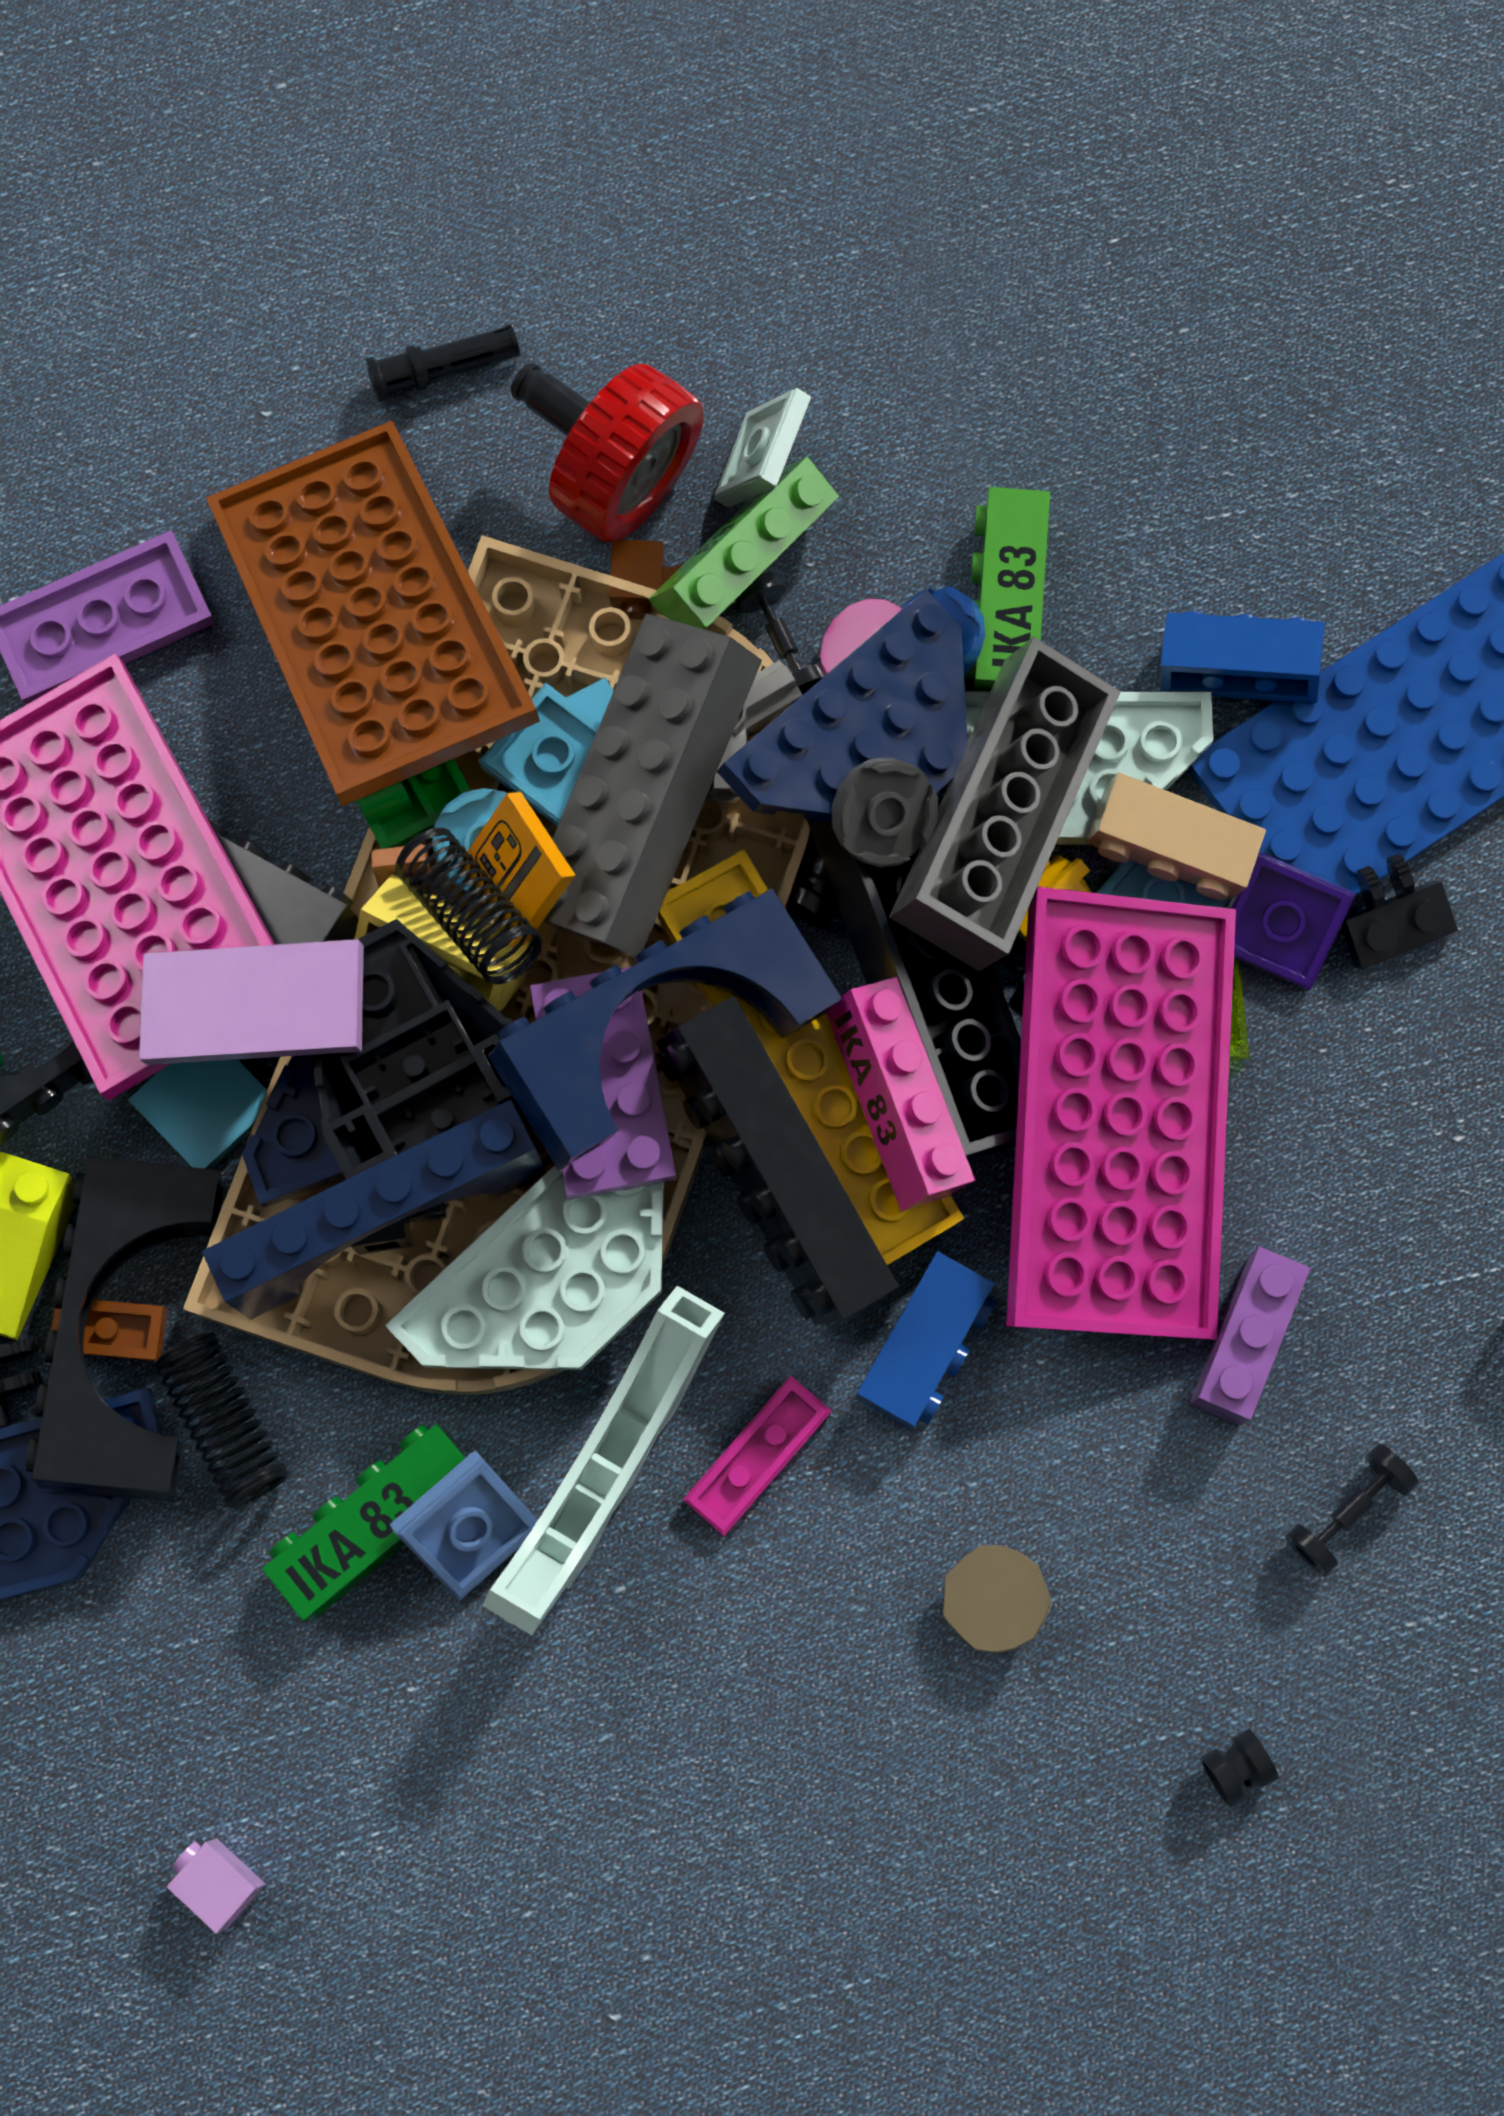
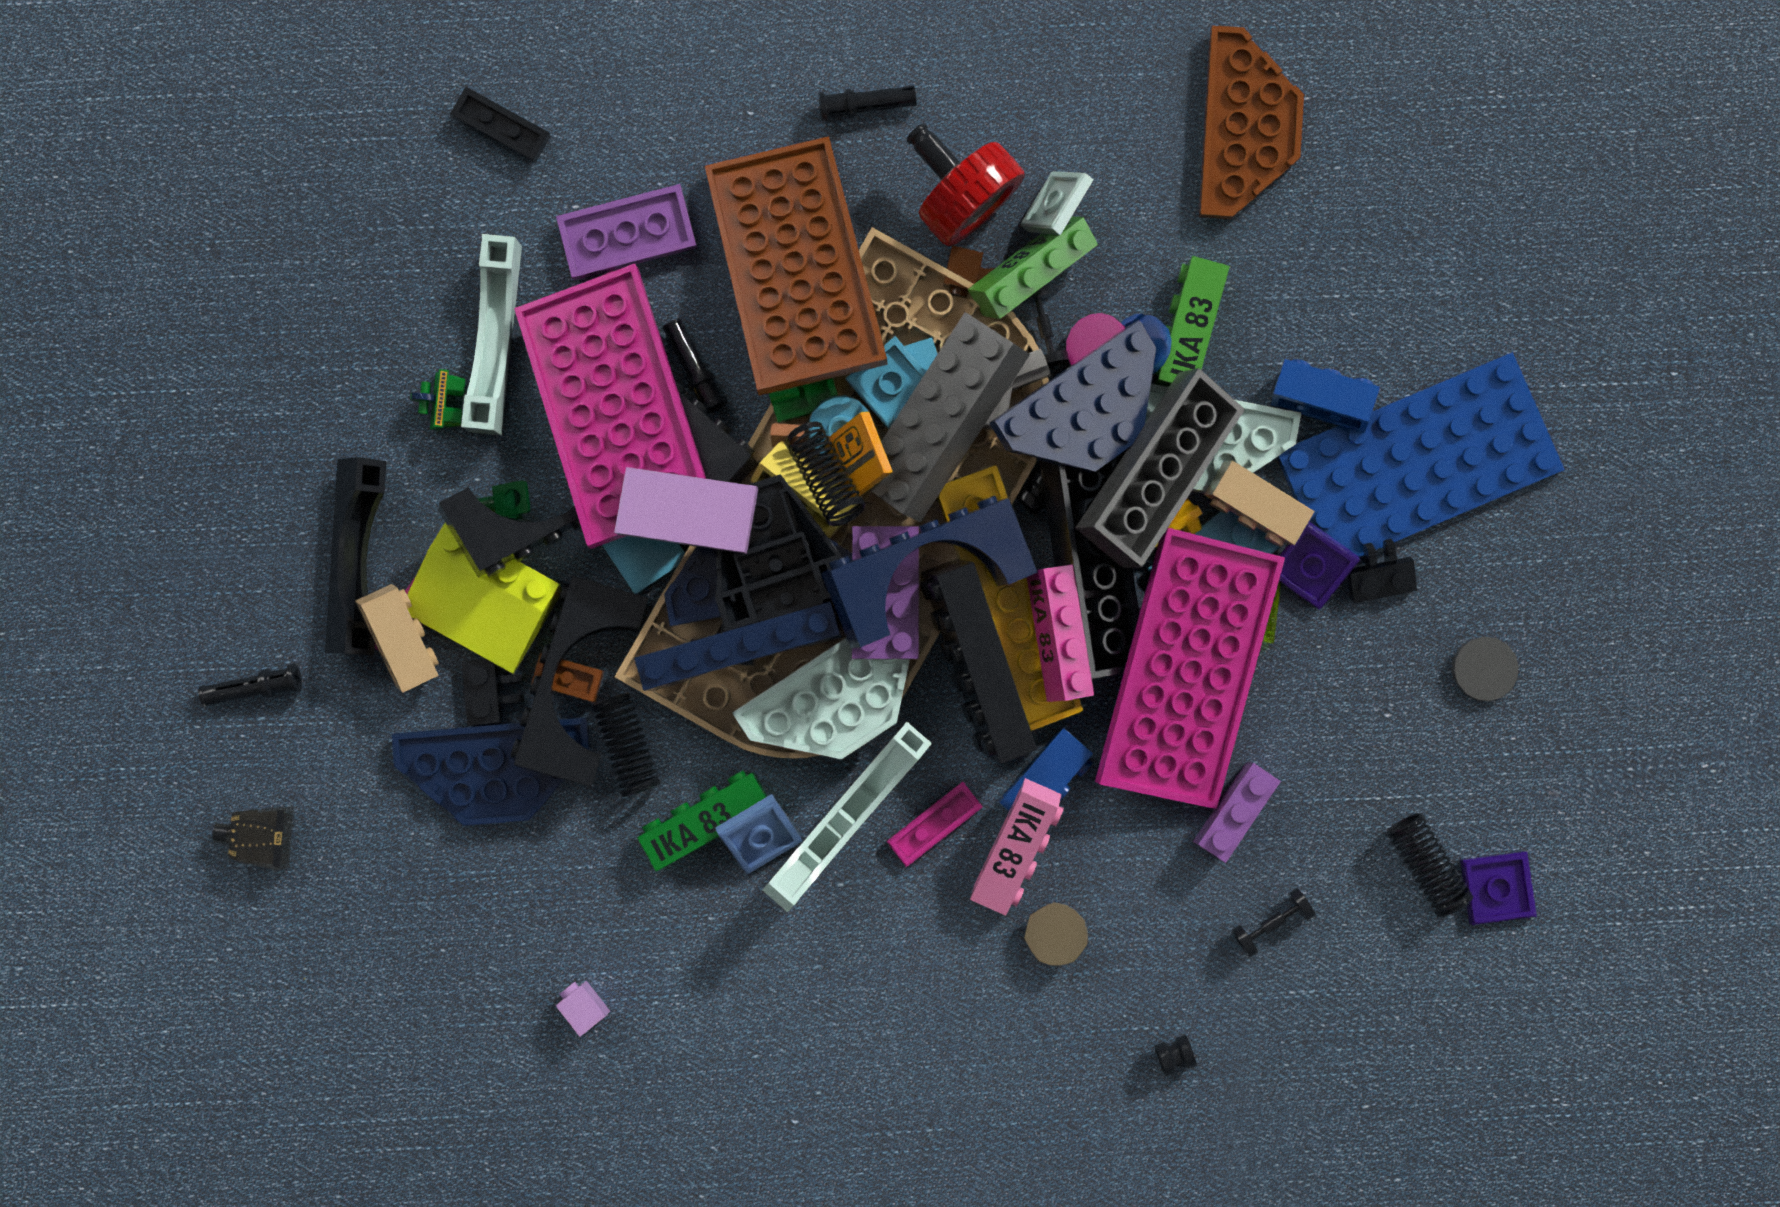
camera: 10 degrees right, 10 degrees up
(251, 818) = (700, 379): none -> black pin
(872, 803) = (1077, 459): dark grey tile -> none
(899, 1459) = (1016, 846): none -> bright pink brick
(1034, 290) = (1248, 123): none -> dark orange plate

